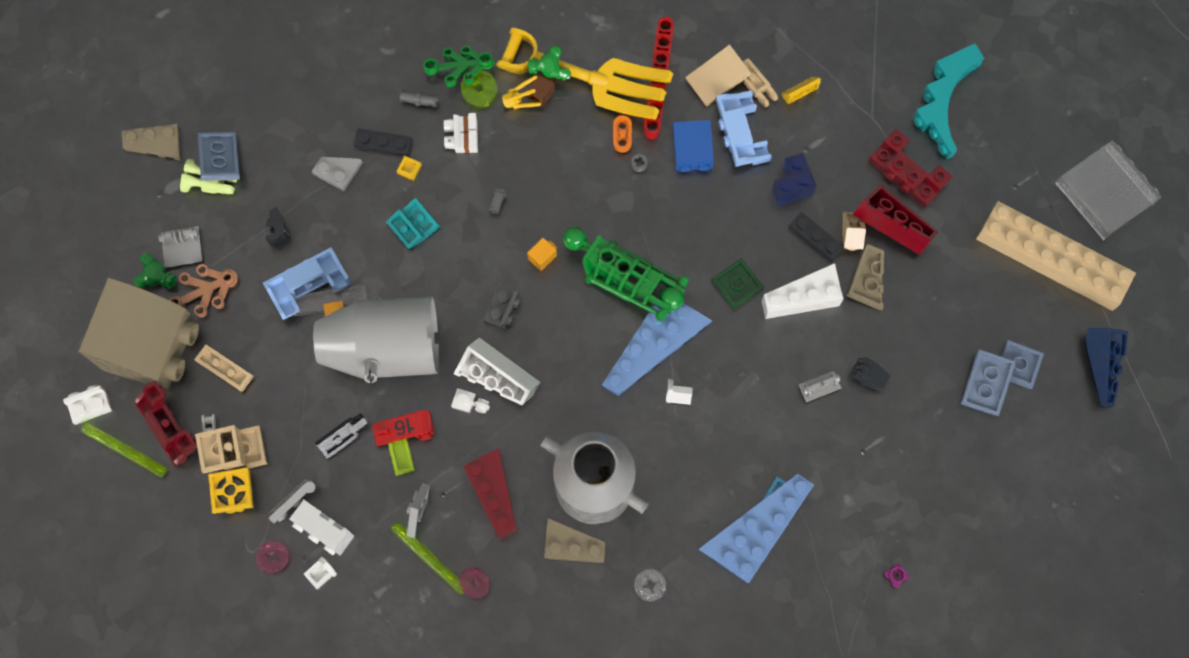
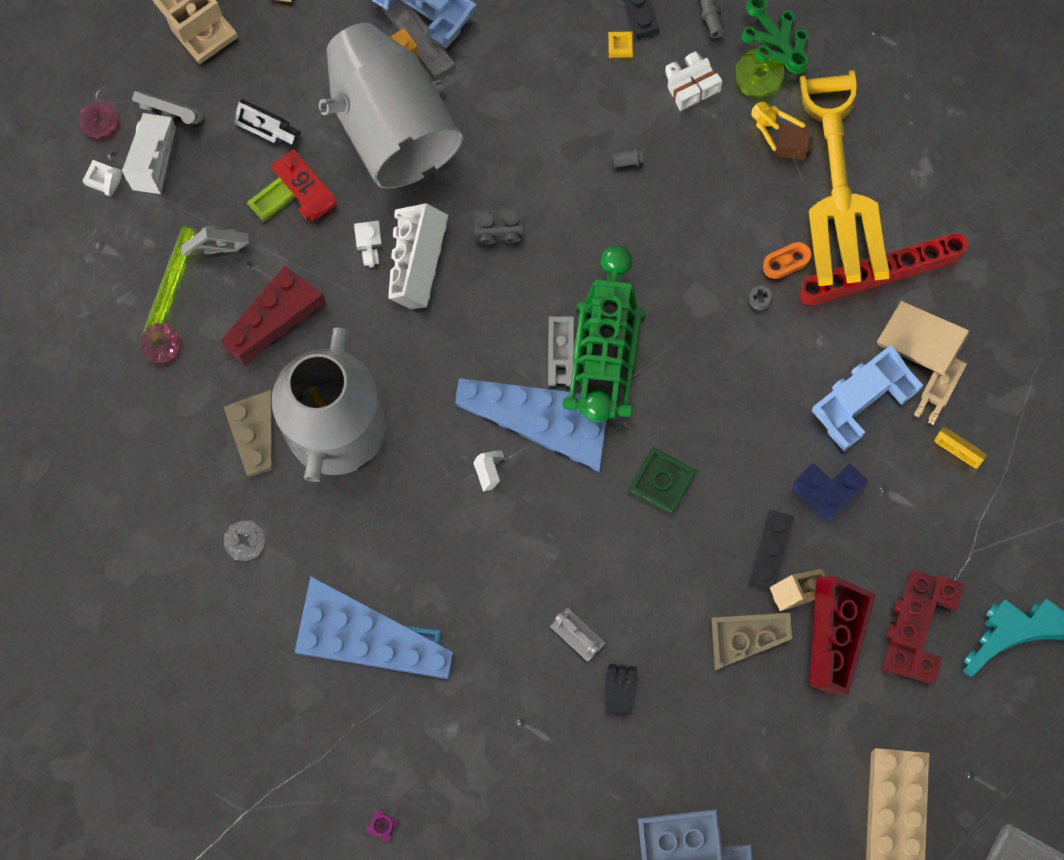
camera: 70 degrees right, 0 degrees up
(232, 491) = (150, 42): yellow piece -> none
(413, 224) = (553, 81): teal slope -> none
(542, 253) = (586, 238): light orange brick -> none
(549, 65) = (825, 132): green animal -> none
(615, 307) = (560, 349): none -> light grey plate
(693, 145) = (813, 349): blue brick -> none
(806, 294) = (687, 567): white wedge -> none

